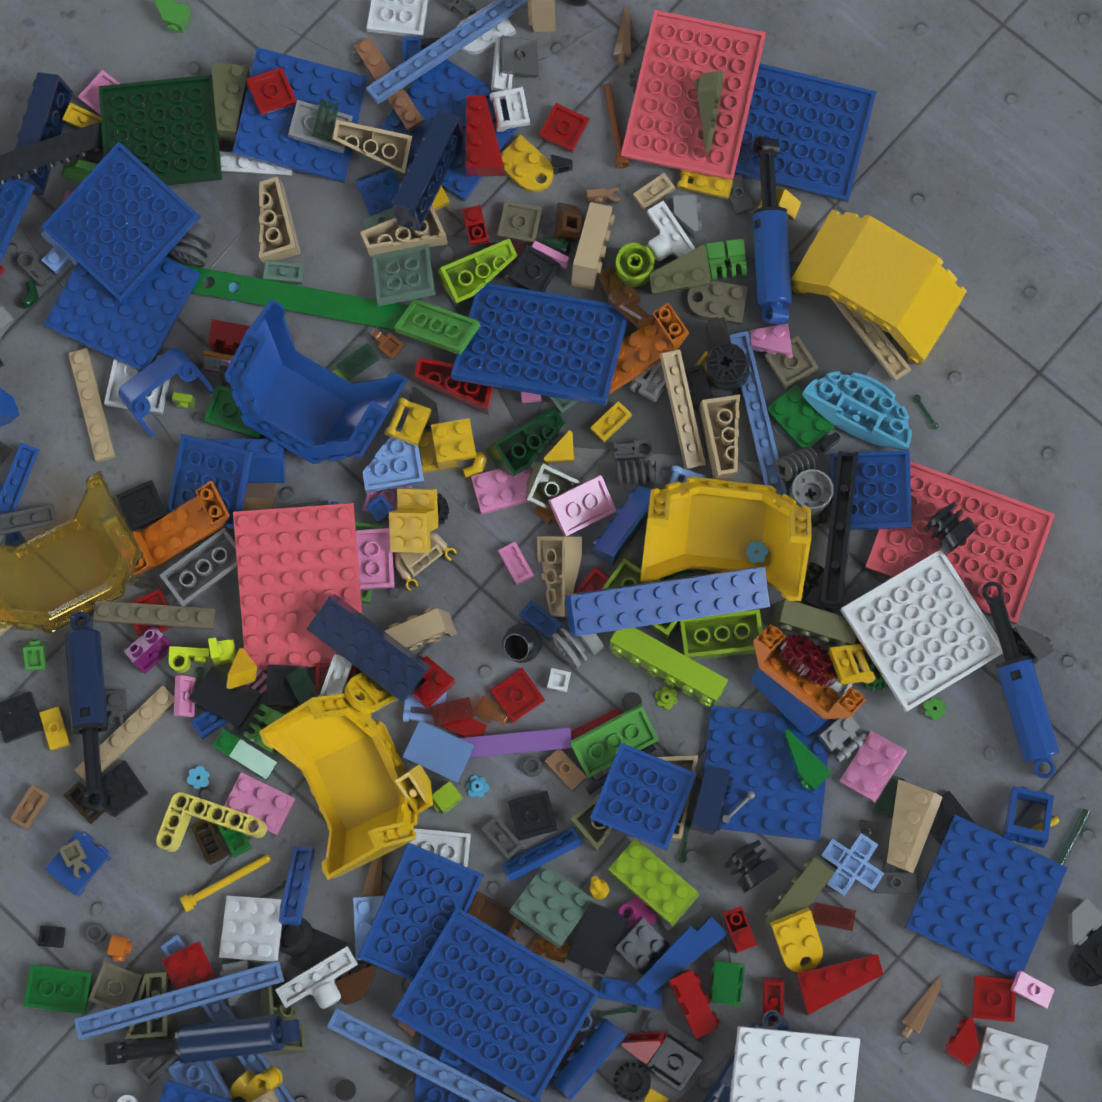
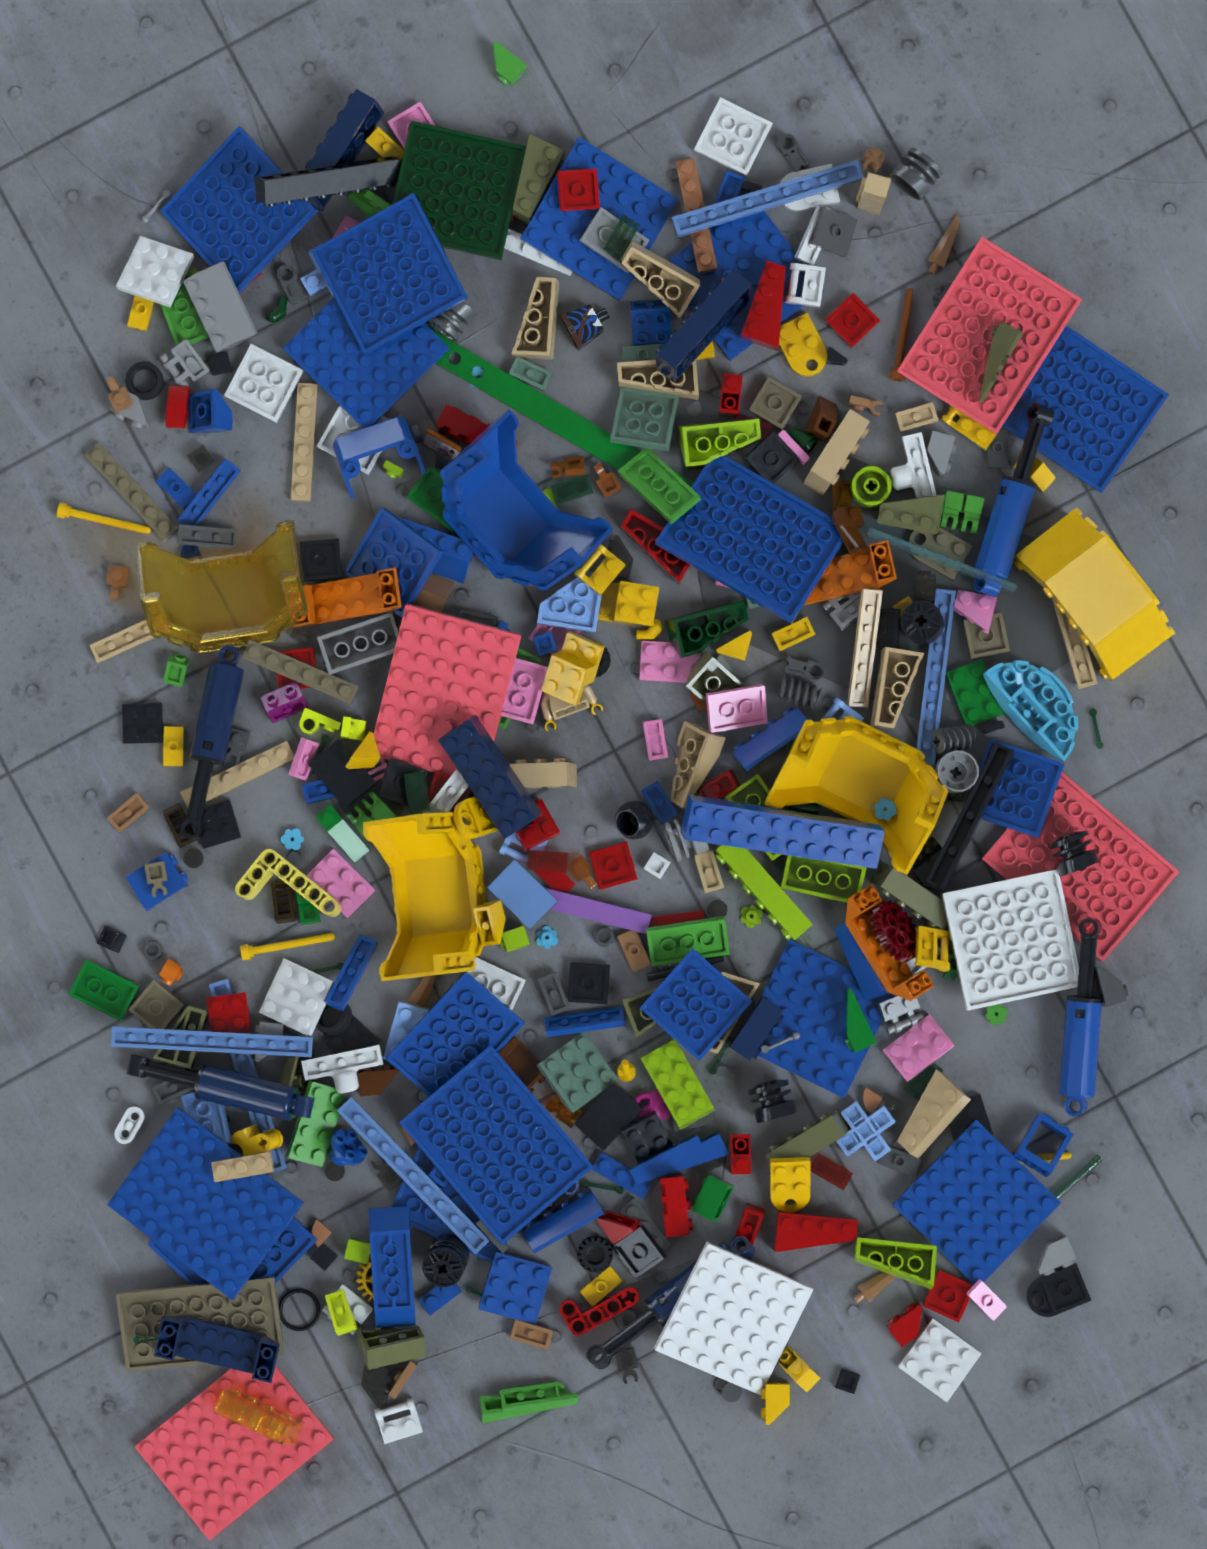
camera: 15 degrees right, 10 degrees up
(36, 364) = (263, 383): none -> white plate
(108, 829) = (193, 858): none -> clear smoke tile
(312, 1055) = (313, 1135): none -> bright green plate
(318, 212) = (584, 324): none -> torso
(349, 341) = (571, 467): none -> dark orange plate
(349, 1062) = (347, 1148): none -> blue plate
(610, 668) = (709, 871): none -> tan plate
(726, 306) = (941, 560): none -> clear light blue tile
(846, 833) = (871, 1100): none -> nougat tile
(932, 978) = (900, 1259): none -> lime wedge

